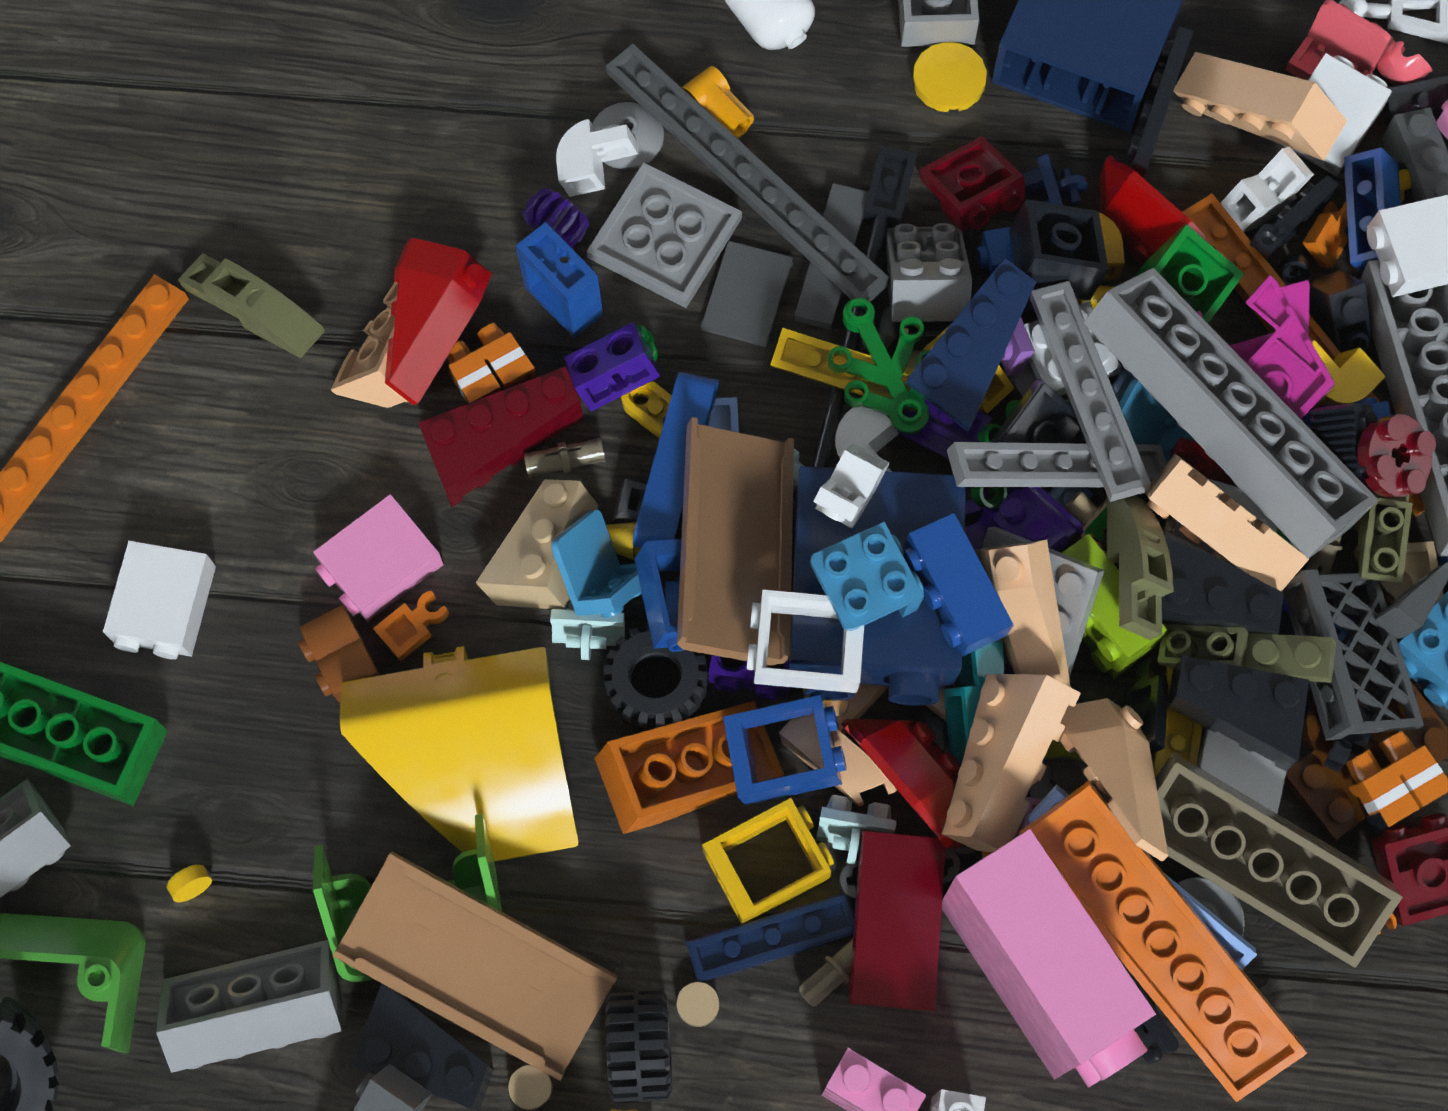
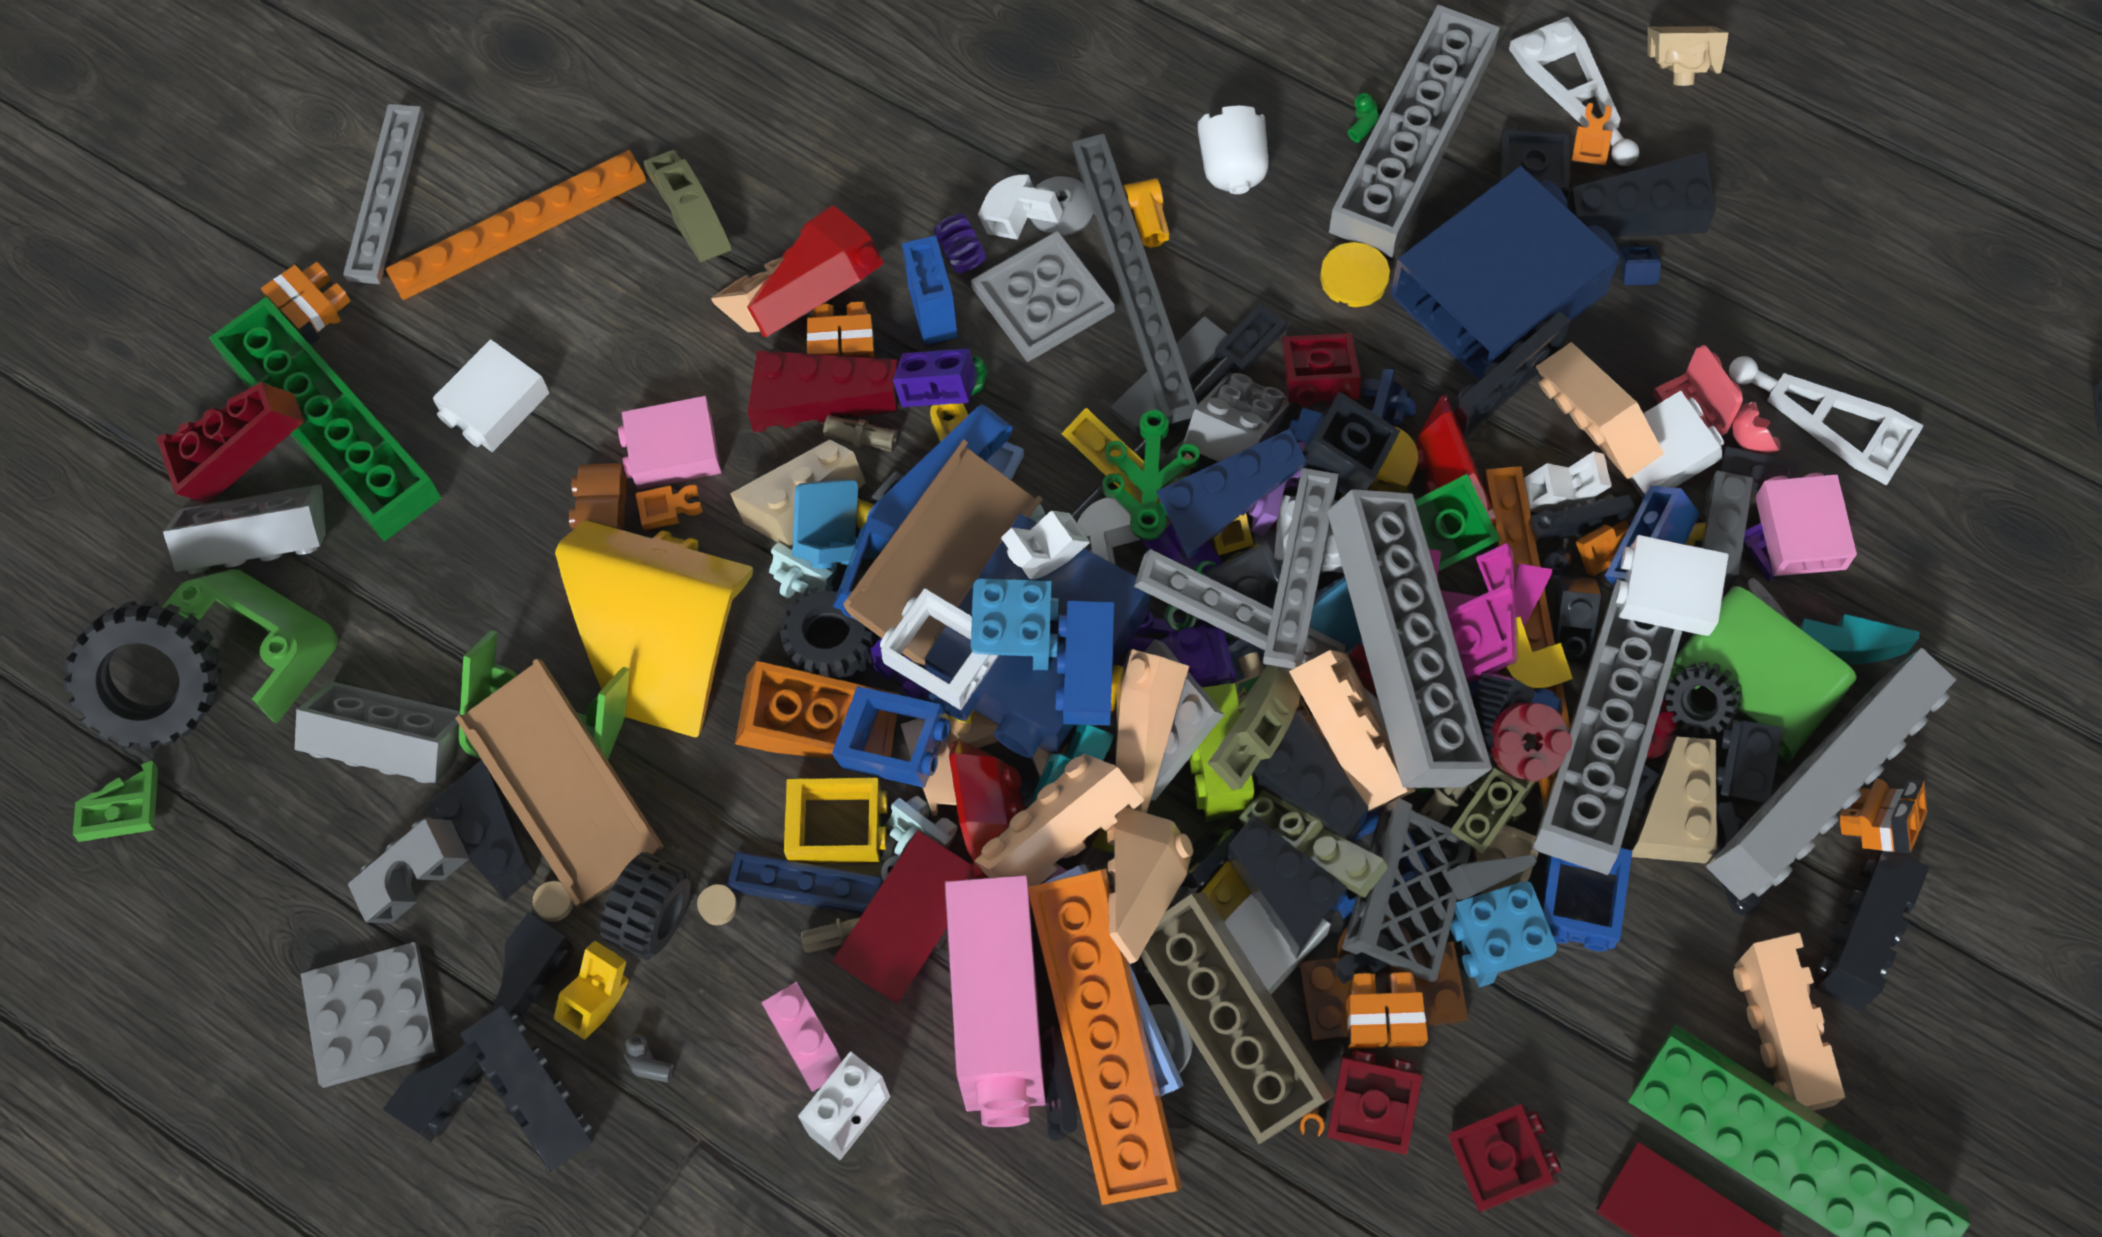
camera: 30 degrees right, 5 degrees down
(189, 883) = (389, 618): yellow tile -> none
(747, 294) = (1084, 373): dark grey piece -> none

